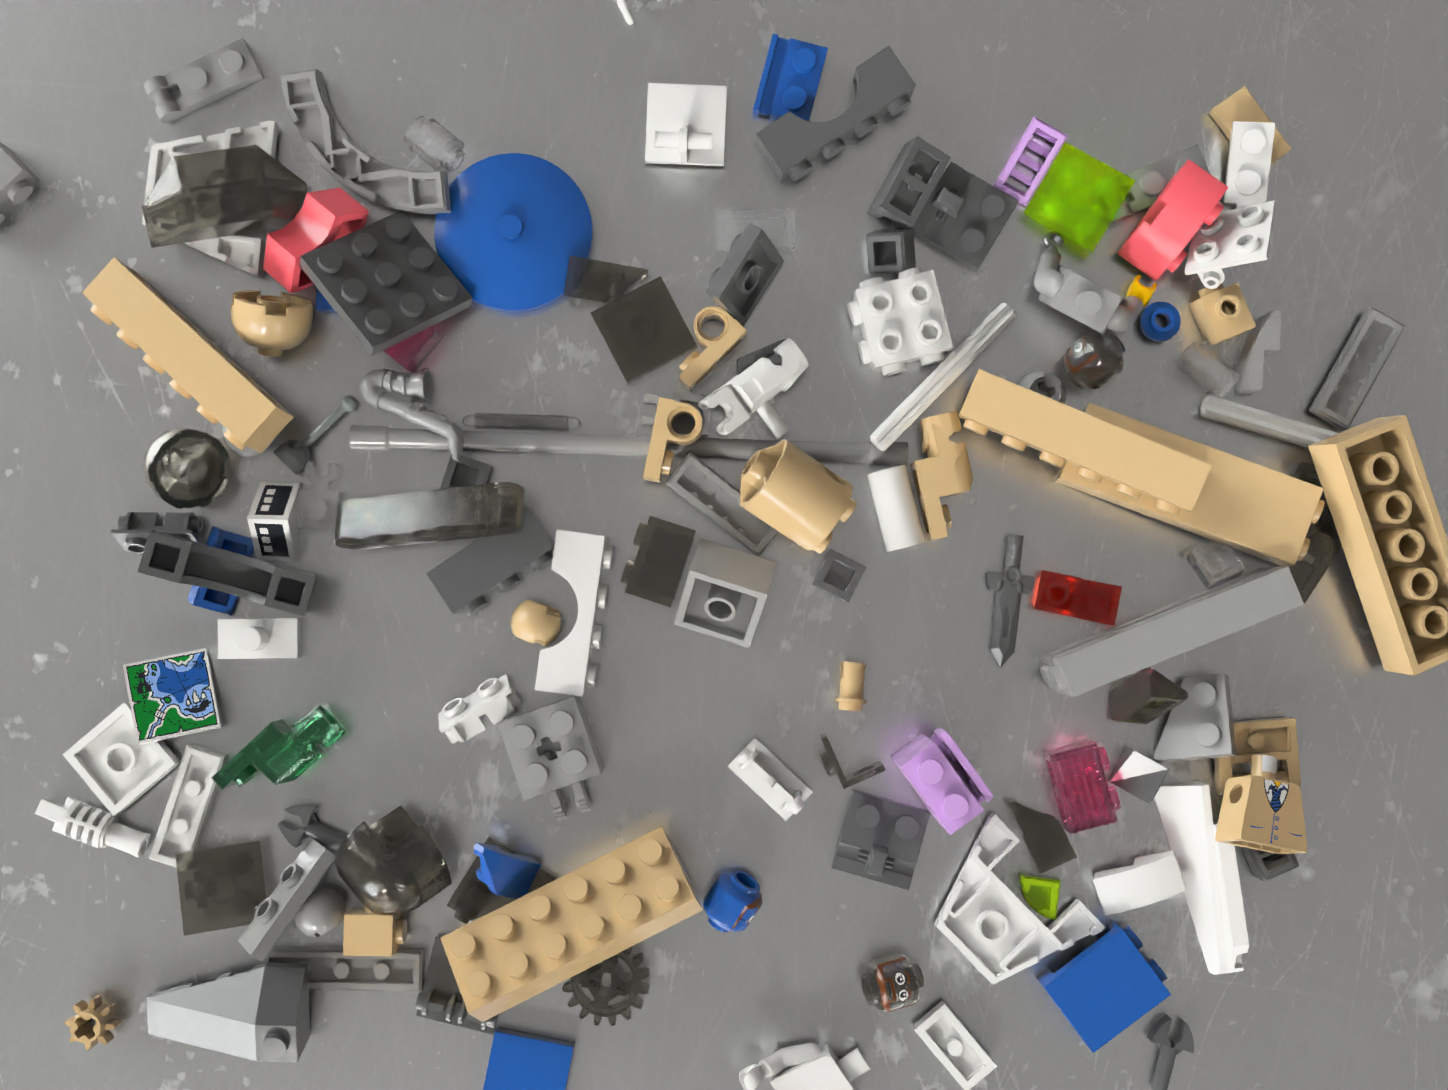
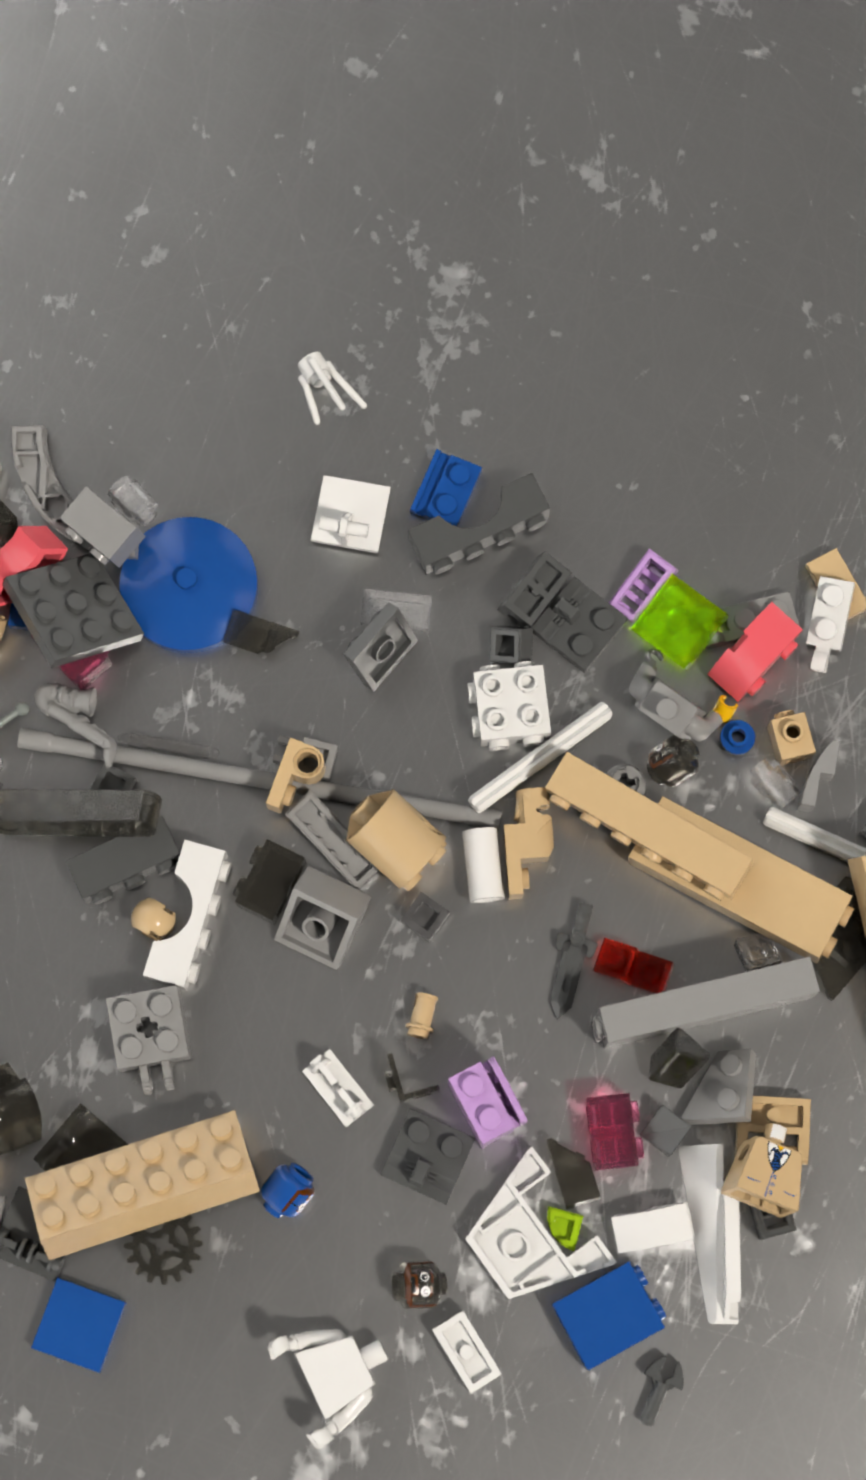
camera: 10 degrees right, 10 degrees down
(403, 181) = (101, 526): none -> light grey brick
(461, 717) = (77, 991): white hinge -> none
(504, 872) = (89, 1130): blue slope -> none
(644, 330) = (287, 682): clear smoke tile -> none
(699, 366) = (348, 706): tan plate -> none
(757, 382) = (378, 738): white piece -> none
(1231, 240) = (798, 675): white hinge -> none

